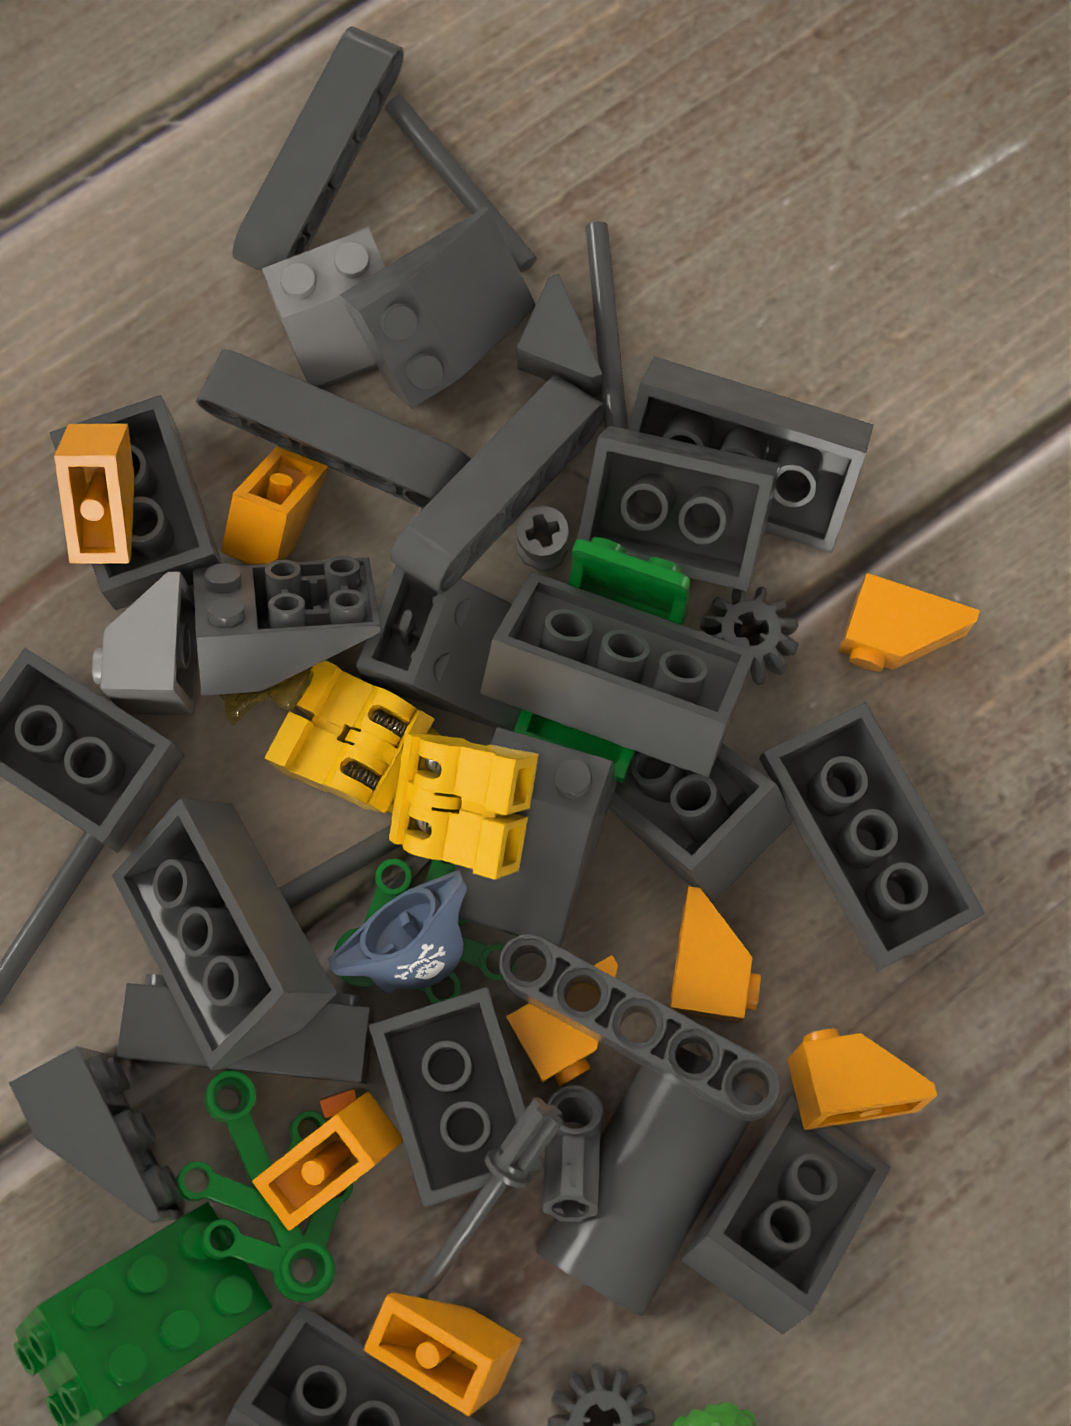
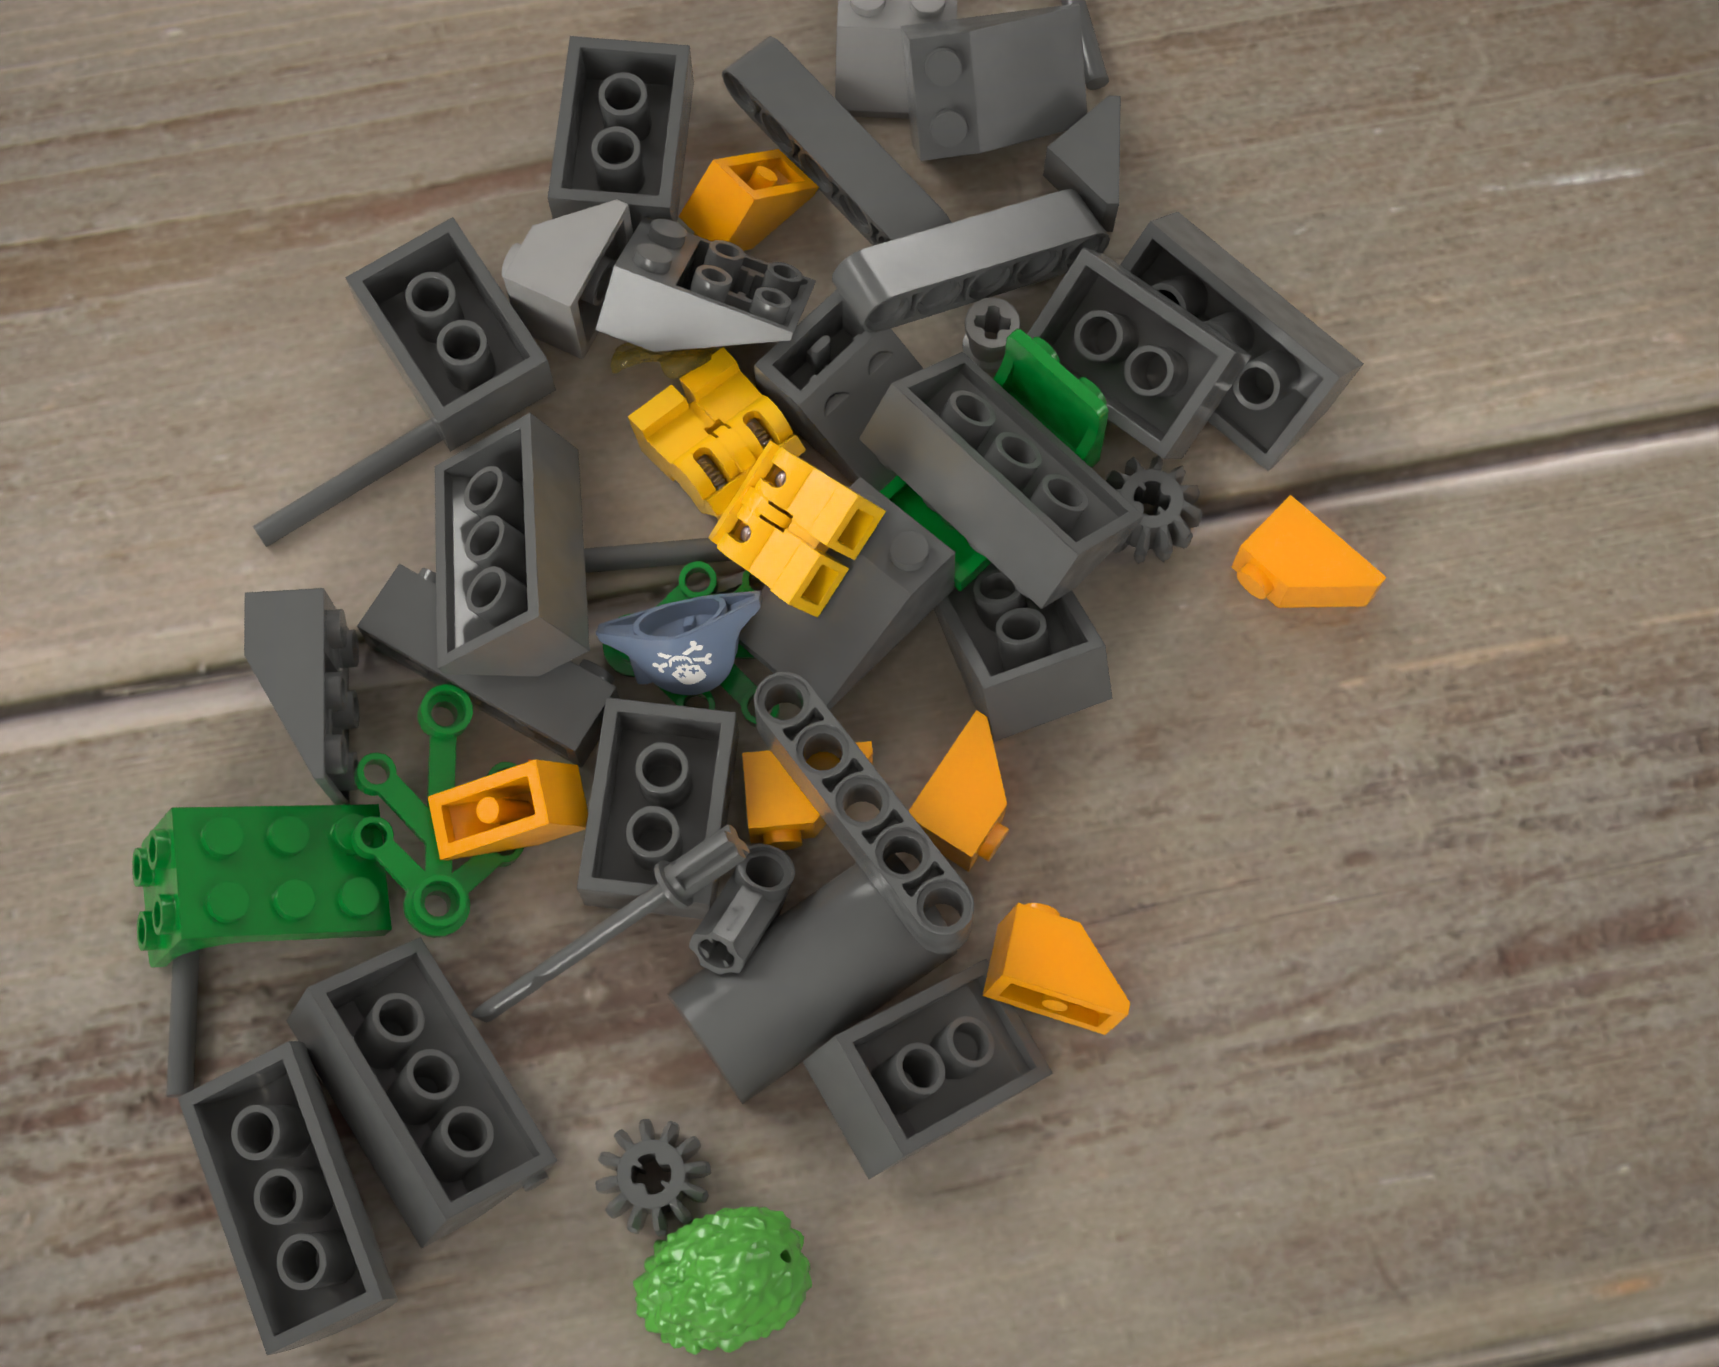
camera: 20 degrees right, 5 degrees down
(96, 492) = (585, 101): light orange slope -> none
(443, 1349) = (534, 1037): light orange slope -> none
(606, 324) = (1148, 165): dark grey bar -> none
(871, 836) = (1178, 746): dark grey brick -> none

